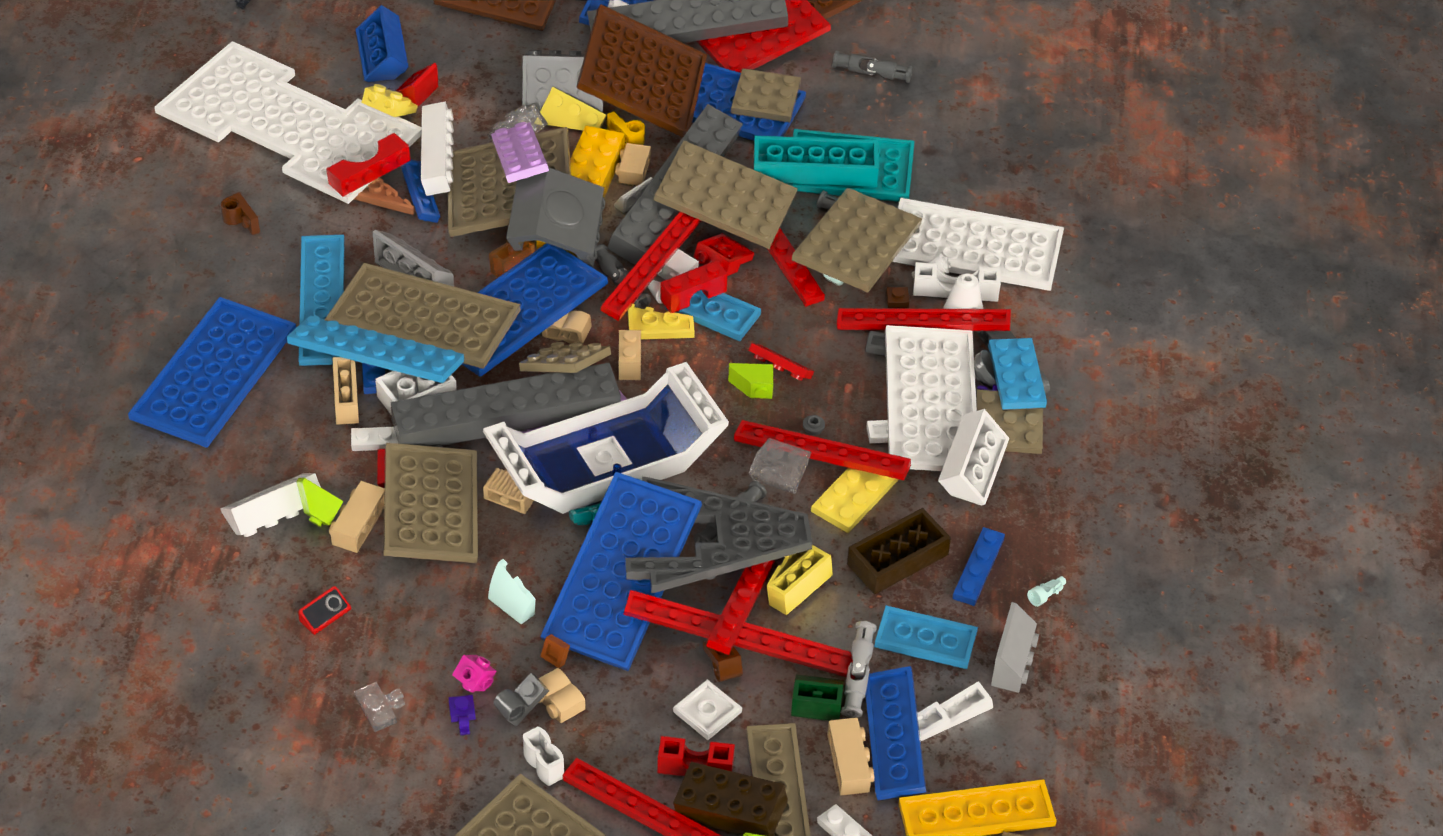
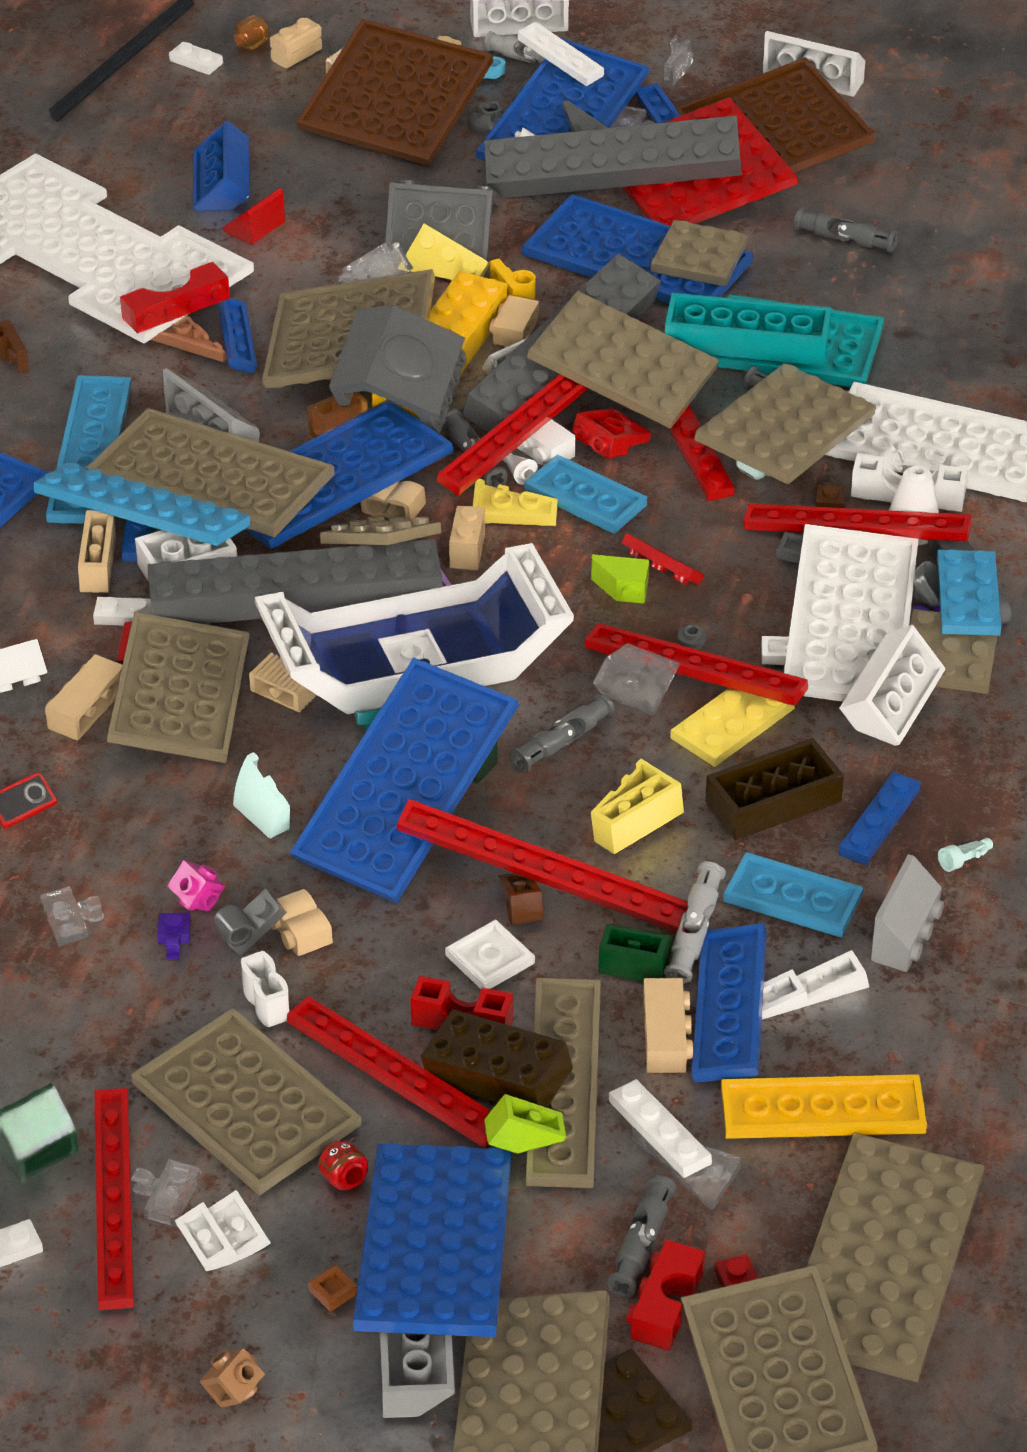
camera: 10 degrees right, 5 degrees down
(317, 502) = (35, 674): slope -> none
(388, 101) = (215, 230): light yellow plate -> none
(436, 148) = (265, 286): white brick -> none
(519, 152) = (364, 289): lavender plate -> none
(555, 651) = (305, 870): dark orange plate -> none
(642, 71) = (540, 210): reddish brown plate -> none
(679, 289) = (542, 464): red arch -> none
(739, 607) = (559, 821): red plate -> none
(745, 535) = (568, 751): dark grey wing -> none

